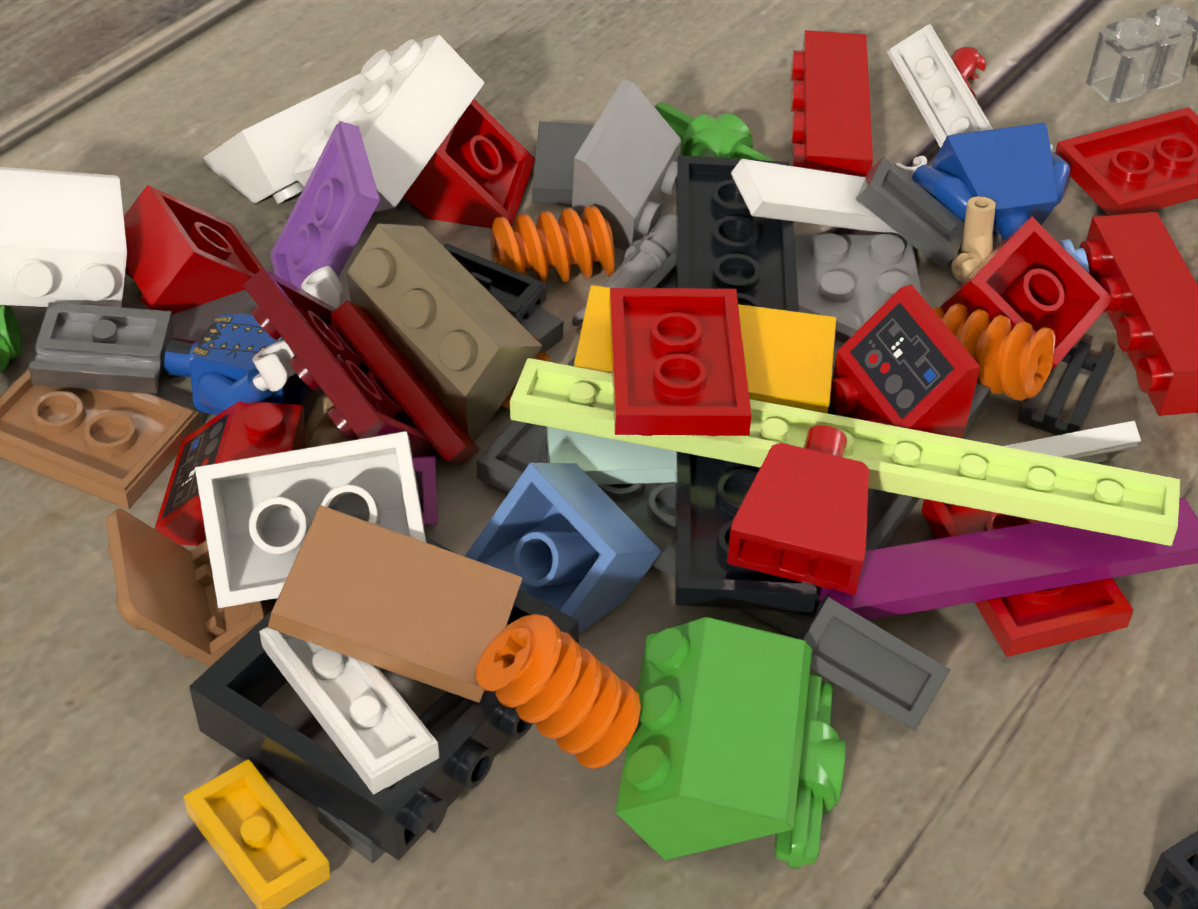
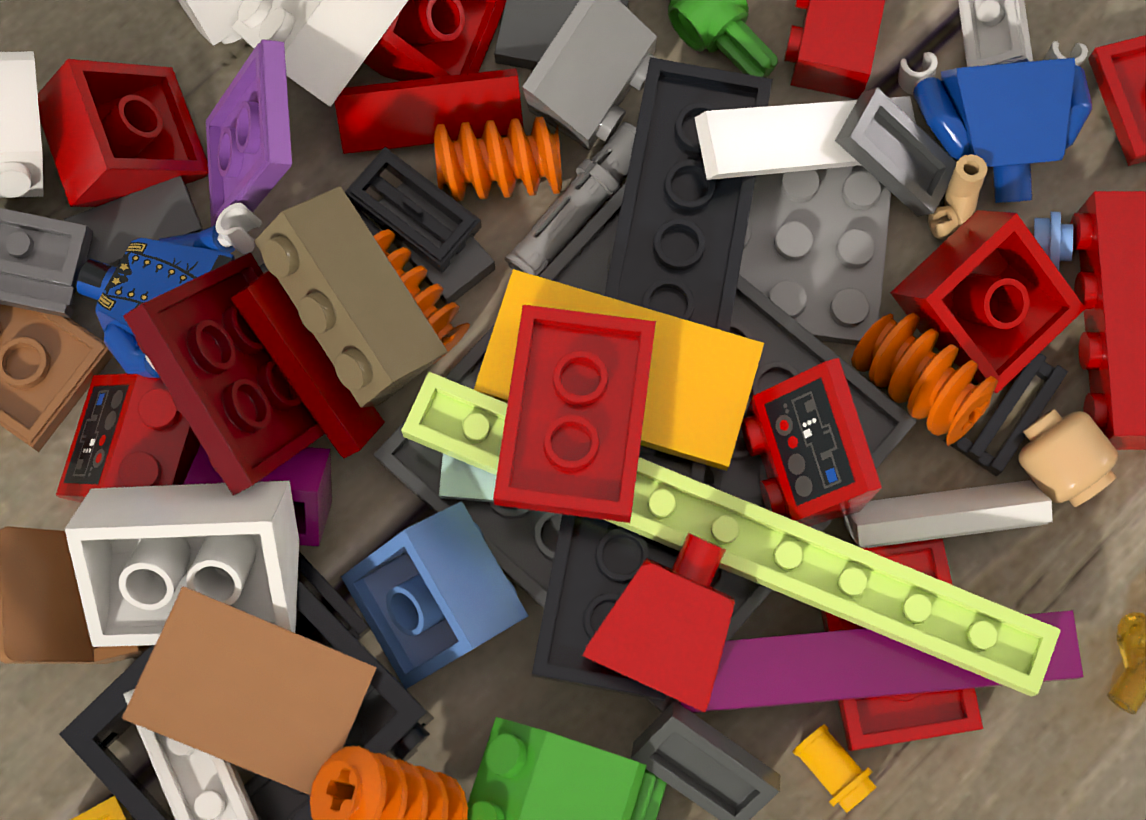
camera: 10 degrees right, 30 degrees up
(469, 220) = (410, 110): none -> red tile
(999, 666) = (835, 769): none -> yellow pin
(1138, 393) = (1068, 457): none -> tan head

